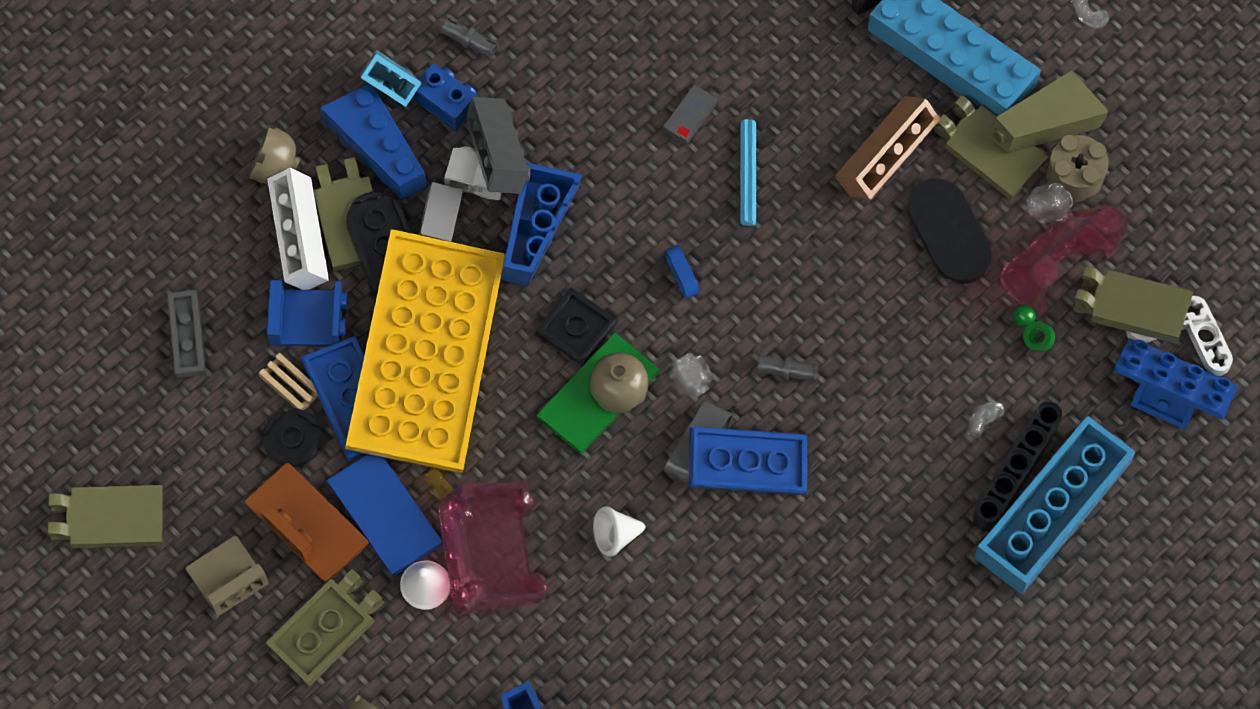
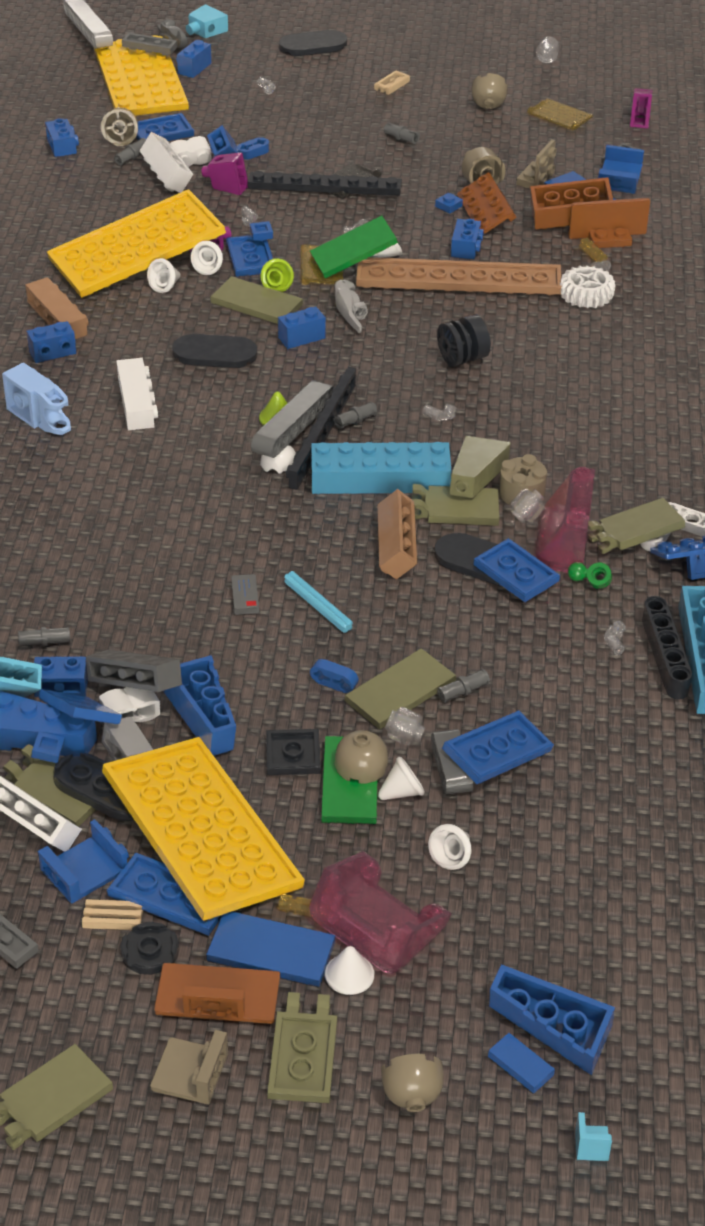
camera: 40 degrees left, 25 degrees down
(364, 174) = (48, 747): none -> blue plate
(421, 151) = (80, 707): none -> blue tile
(636, 433) = (400, 782): none -> white hat
(732, 327) = (399, 686): none -> olive tile
(963, 272) = (516, 570): none -> blue tile

